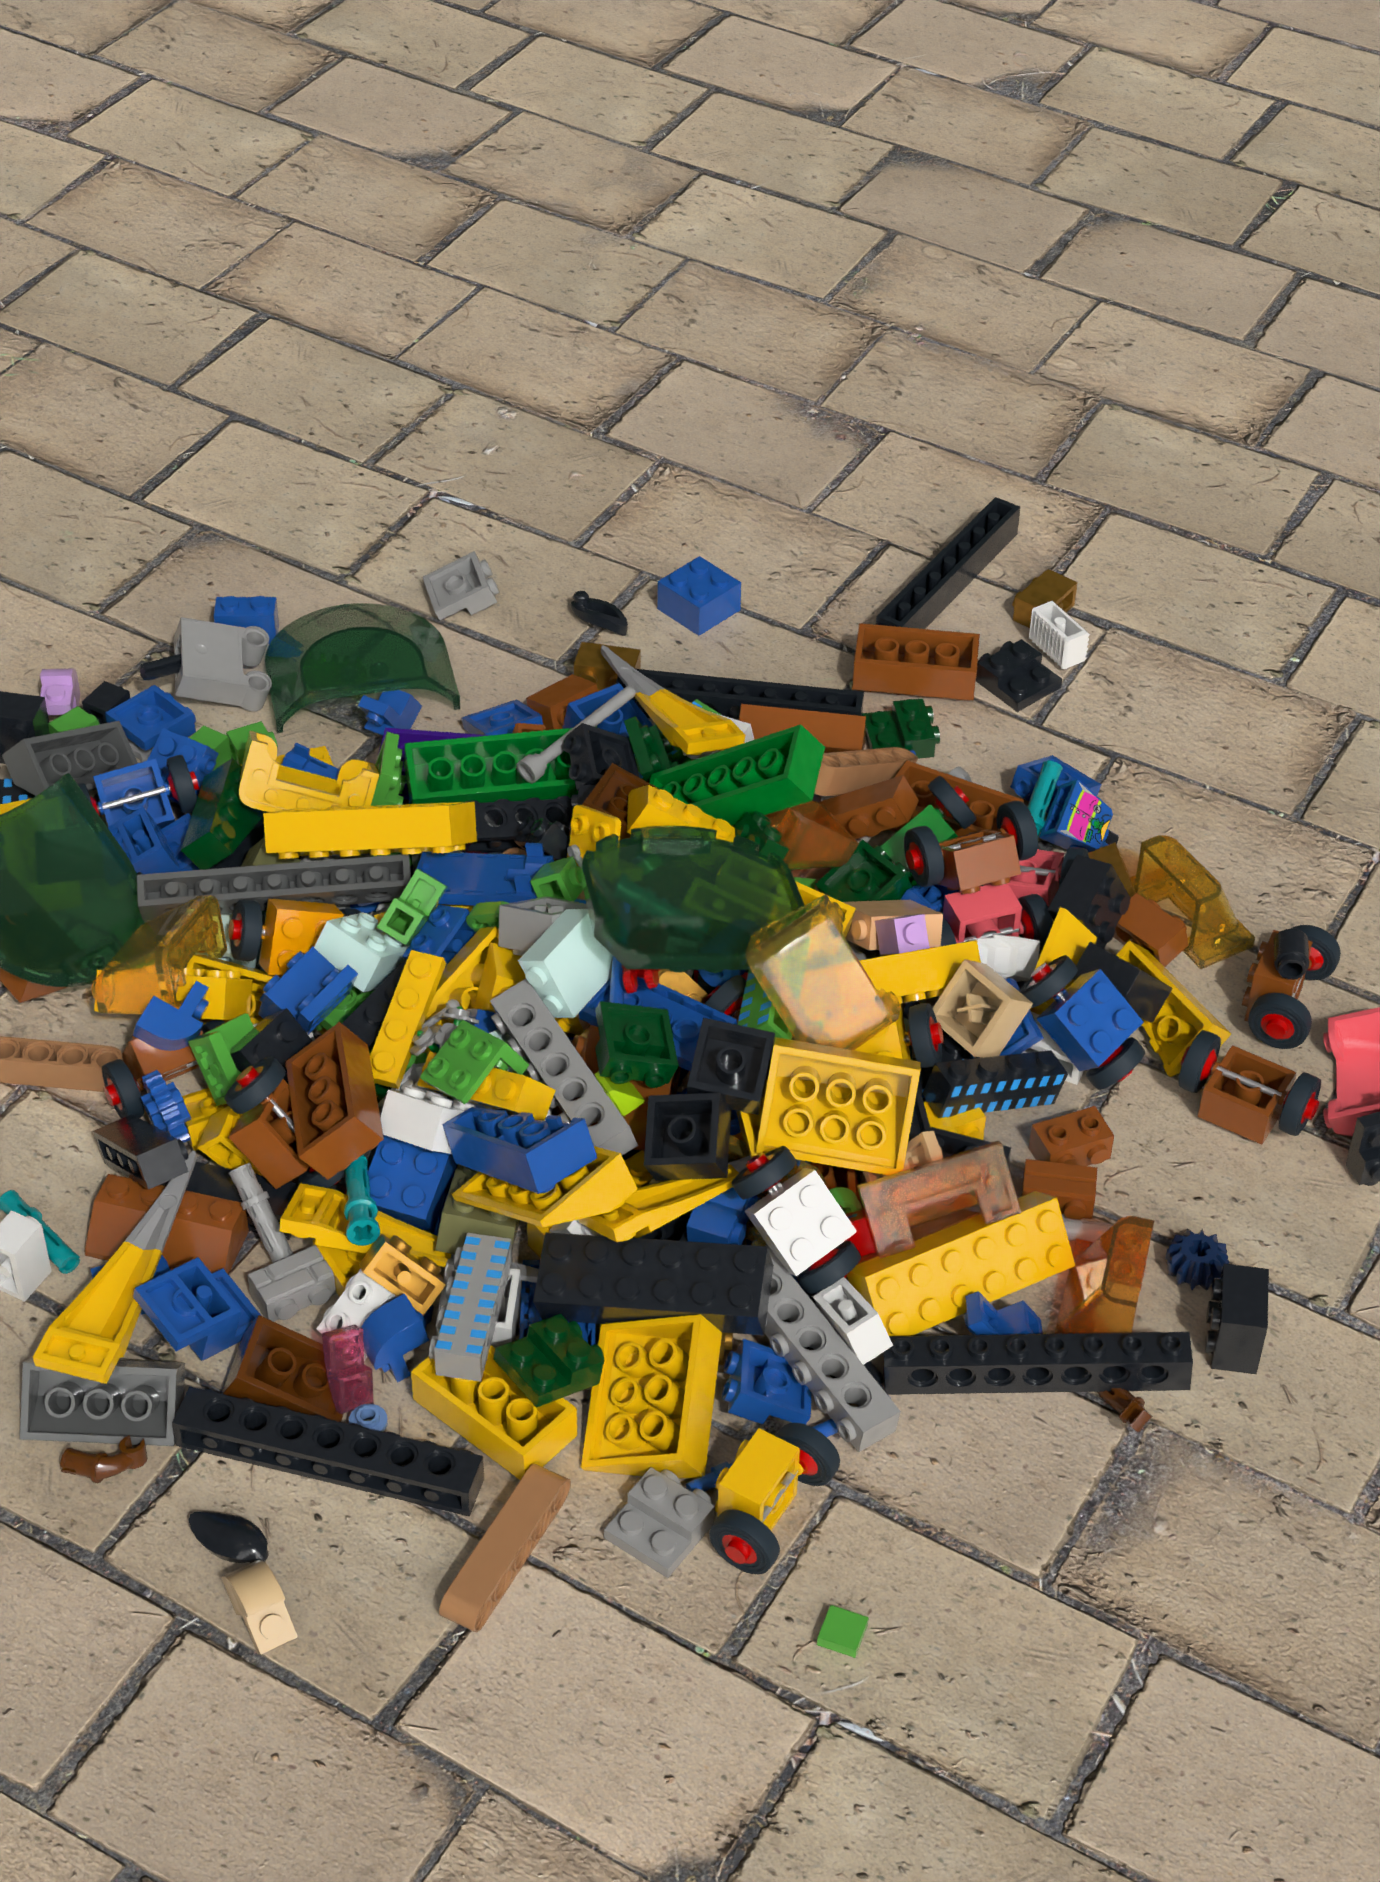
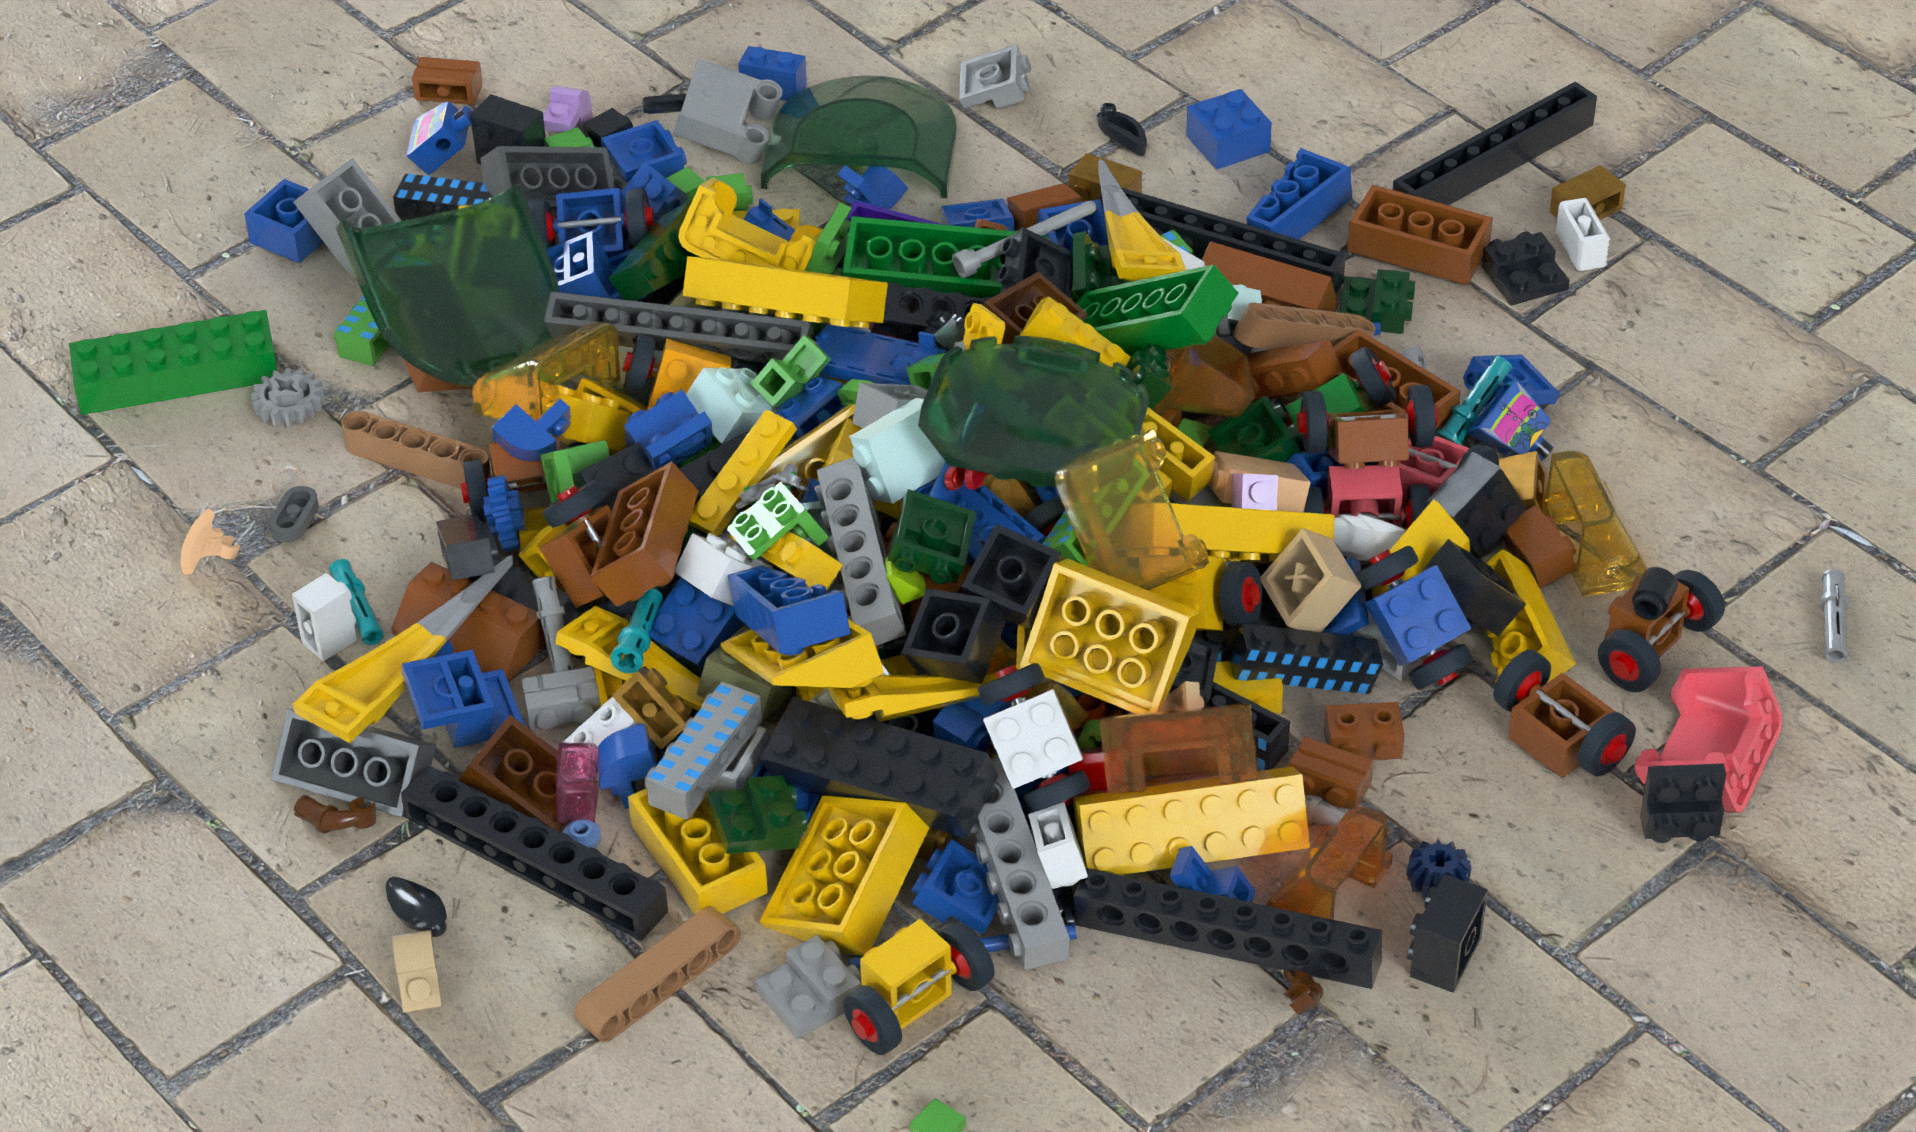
camera: 20 degrees right, 0 degrees up
(797, 643) = (1303, 196): none -> blue wedge

